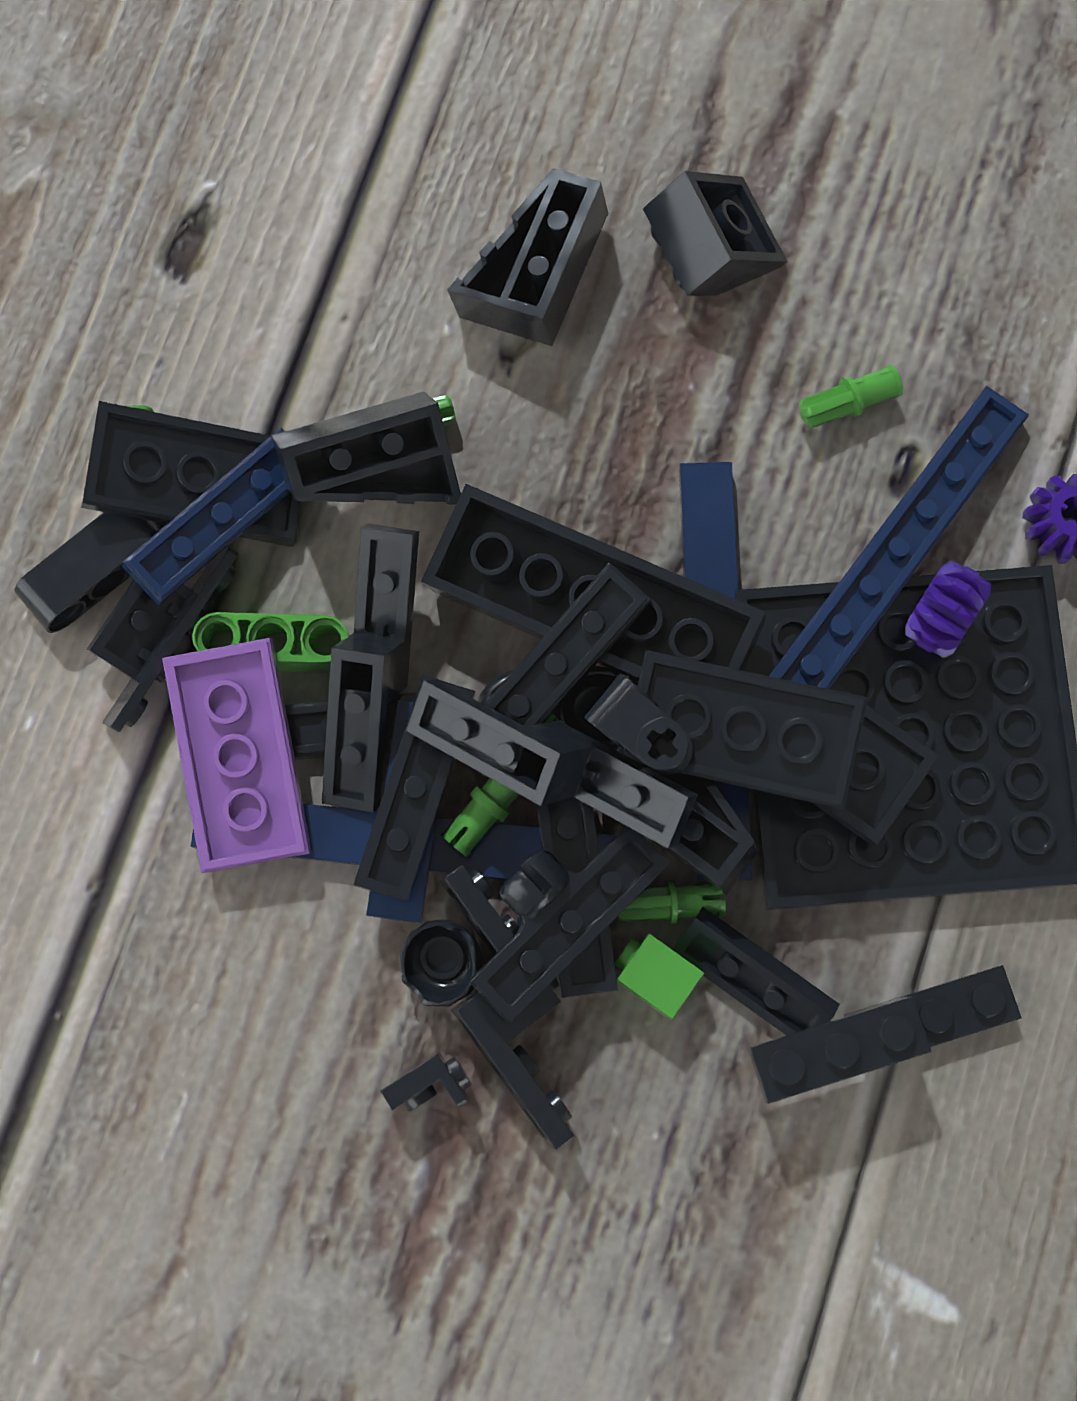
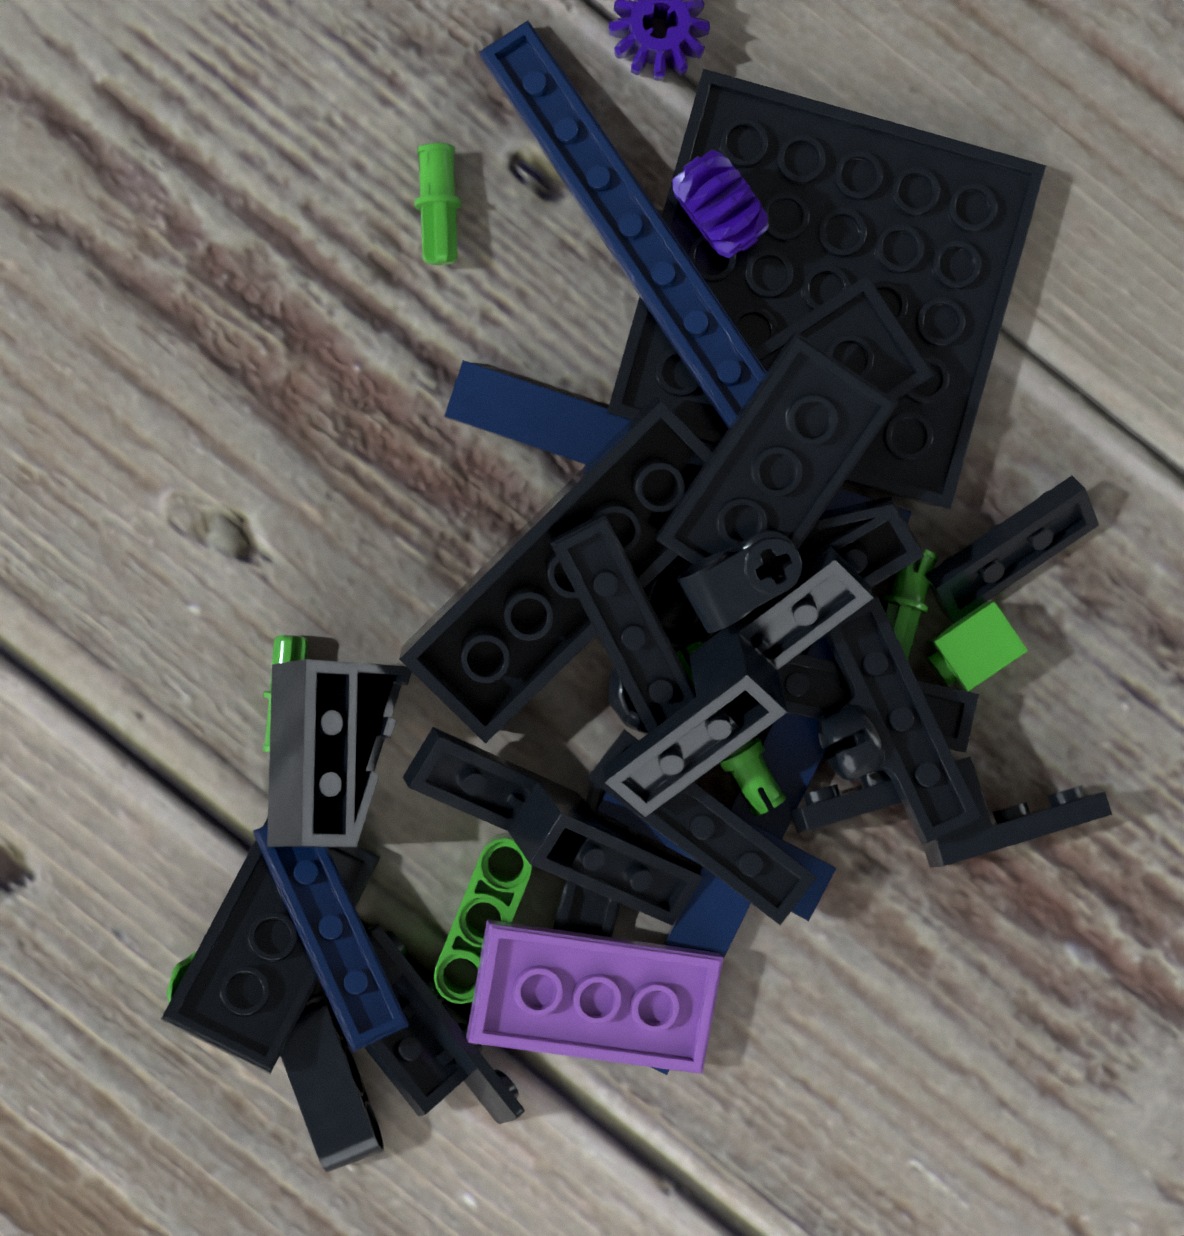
camera: 70 degrees left, 10 degrees up
(417, 1087) = (991, 926): black bracket -> none
(439, 962) = (883, 861): black hair -> none
(537, 262) = (162, 484): black wedge -> none
(712, 233) = (197, 278): black slope -> none
(883, 1034) = (1118, 443): black bracket -> none

